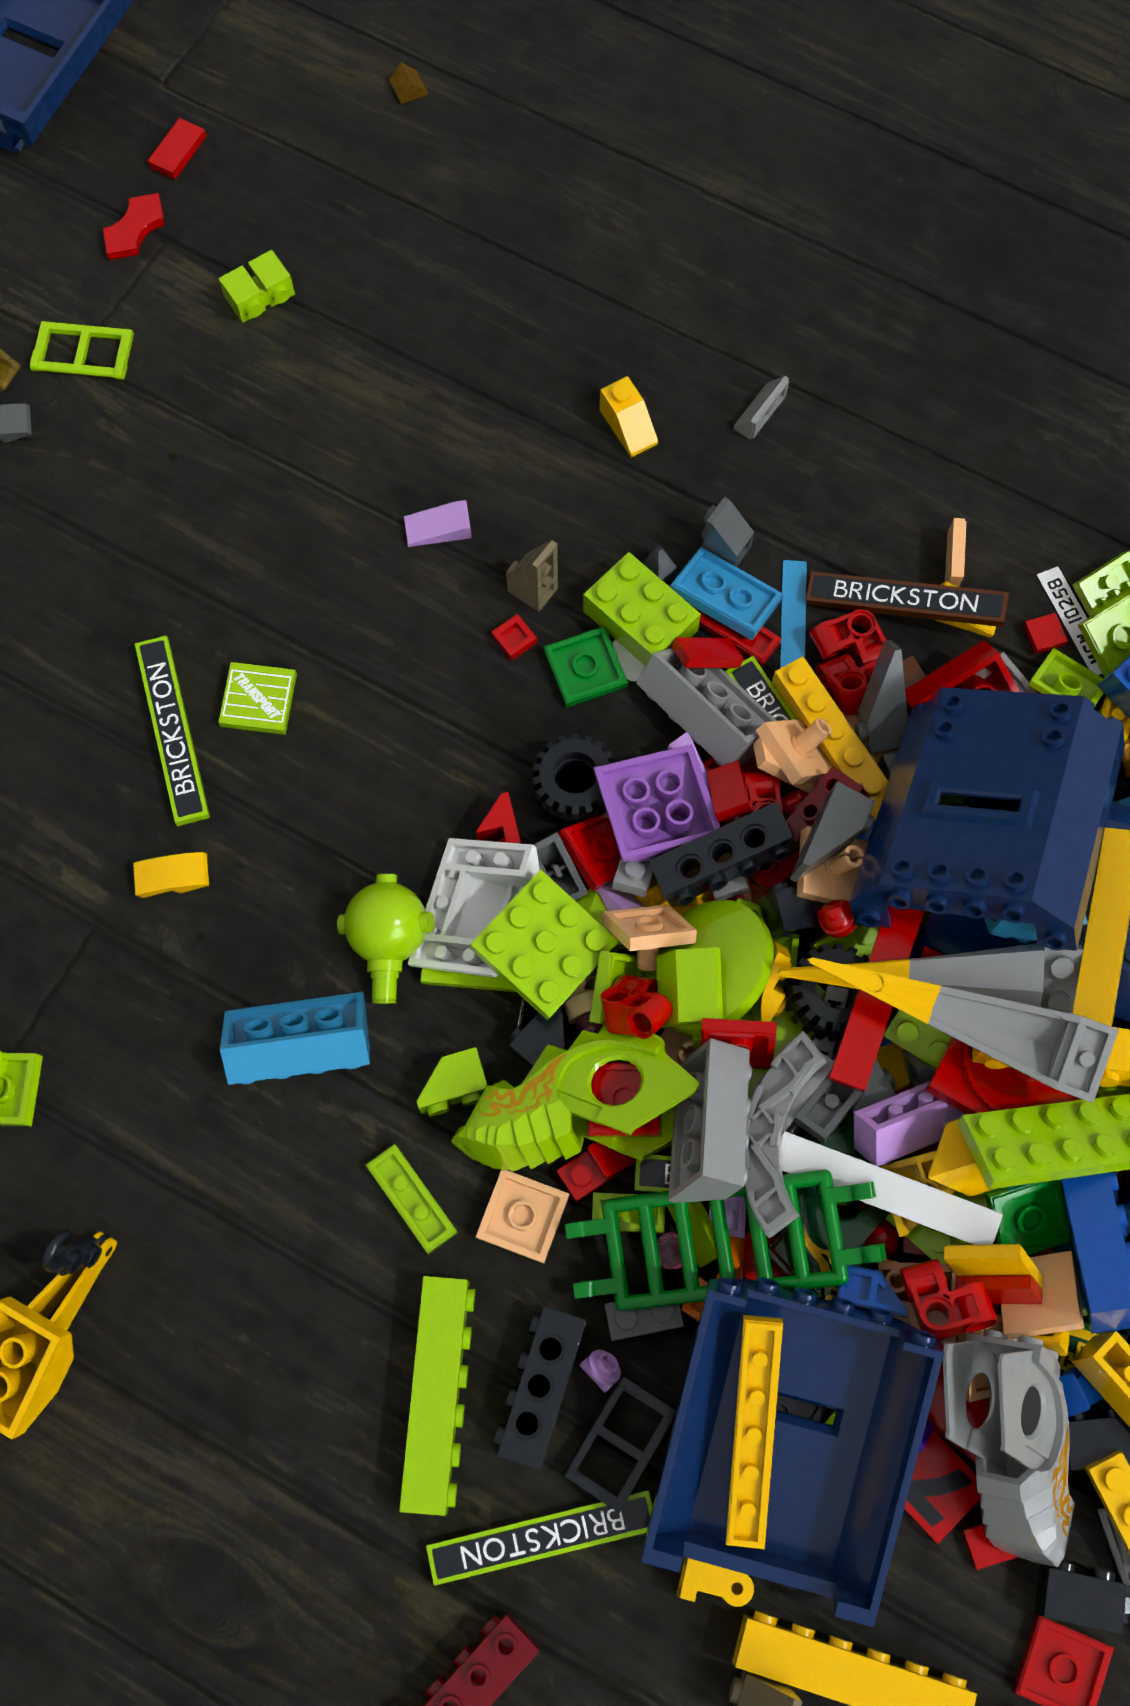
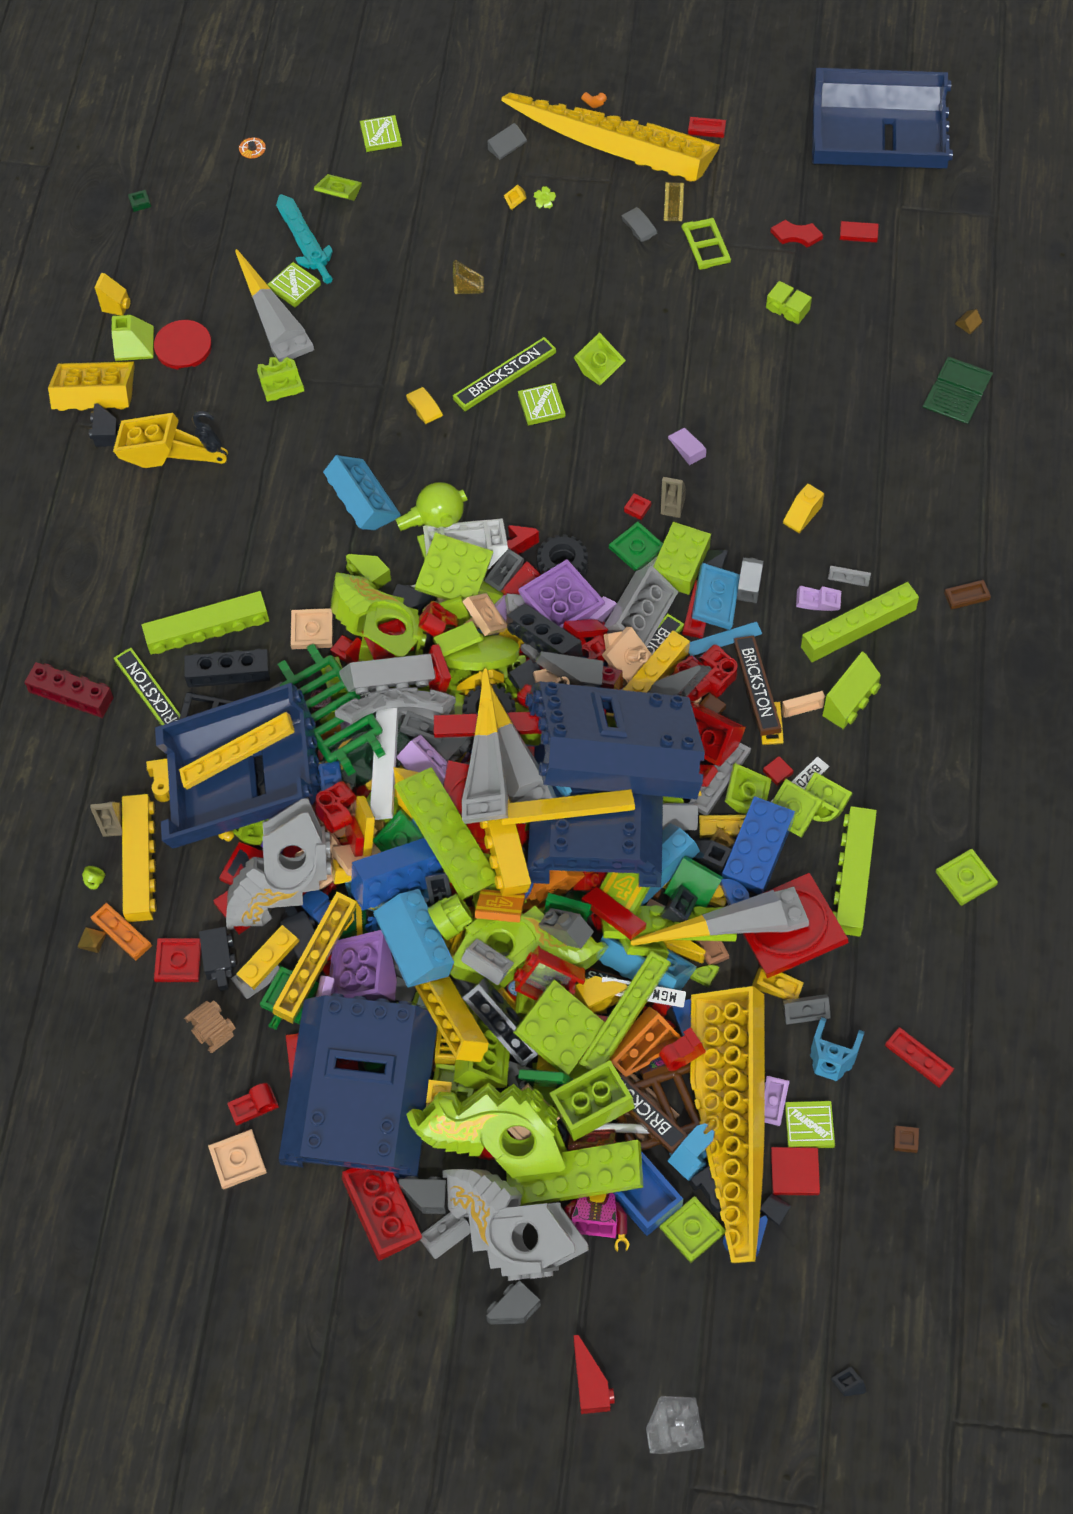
camera: 70 degrees right, 10 degrees down
(222, 582) = (598, 359): none -> lime slope
(411, 1199) = (300, 578): lime tile -> none
(515, 148) = (958, 390): none -> dark green piece
(602, 1369) = (246, 690): lavender plate -> none
(707, 652) = (670, 596): red tile -> none
(783, 464) = (823, 599): none -> lavender slope
(852, 427) = (859, 622): none -> lime brick
(854, 281) = (967, 594): none -> reddish brown tile
(964, 484) = (852, 692): none -> lime slope

